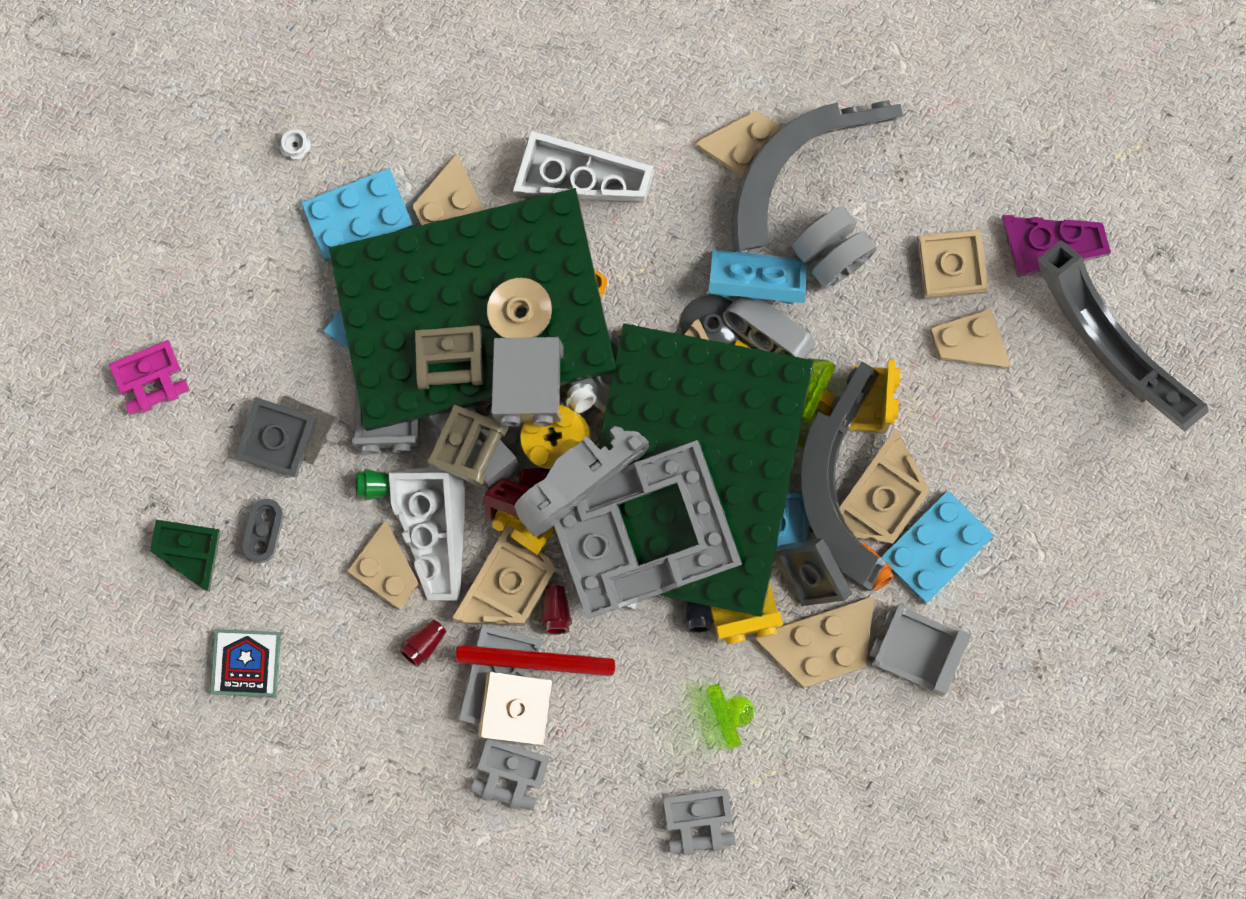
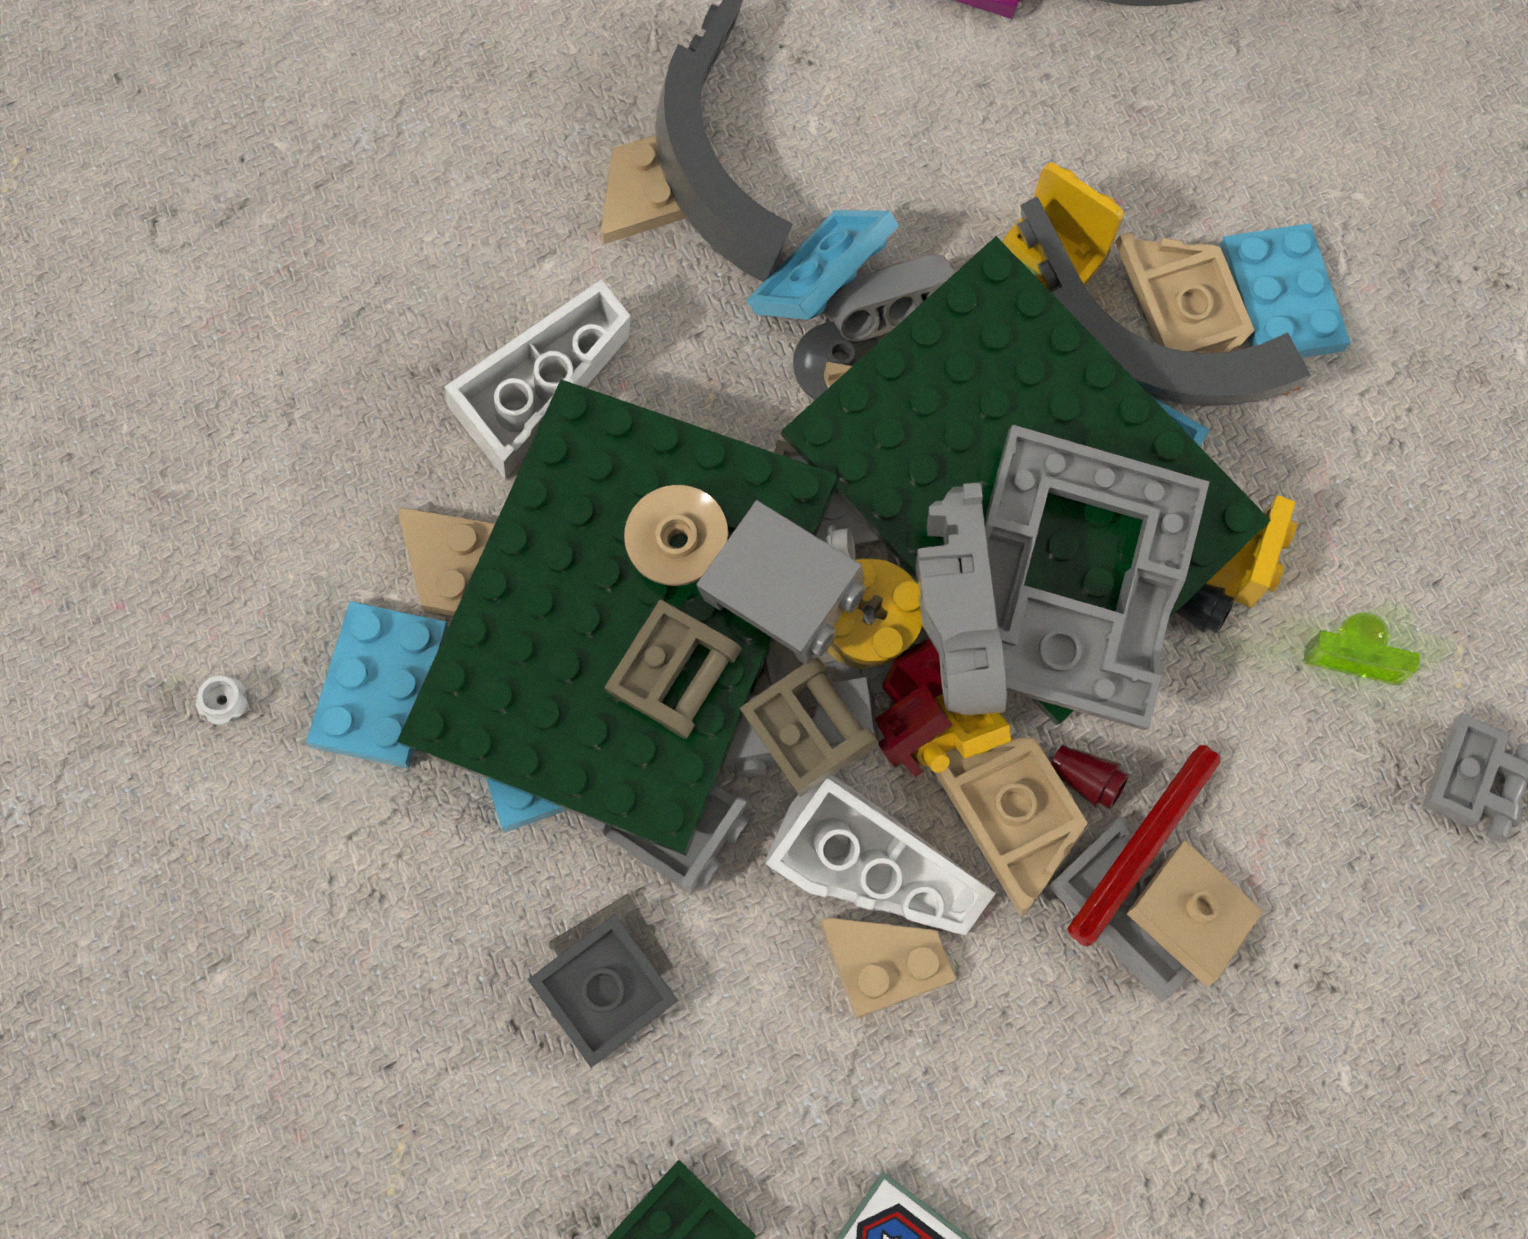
camera: 60 degrees left, 10 degrees down
(146, 368) = (371, 1113): dark pink plate -> none
(262, 531) = (722, 1097): dark grey plate -> none
(372, 484) = (760, 901): green cone -> none
(422, 643) = (1025, 979): dark red cone -> none
(513, 764) = (1267, 968): light grey plate -> none
(812, 572) = (1251, 426): dark grey plate -> none
(823, 644) = (1335, 484): tan wing -> none
(828, 240) = (862, 160): light grey wheel -> none
(919, 649) = (1408, 384): light grey panel -> none
(952, 264) = (951, 68): tan plate -> none
(971, 340) = (1056, 107): tan wing -> none

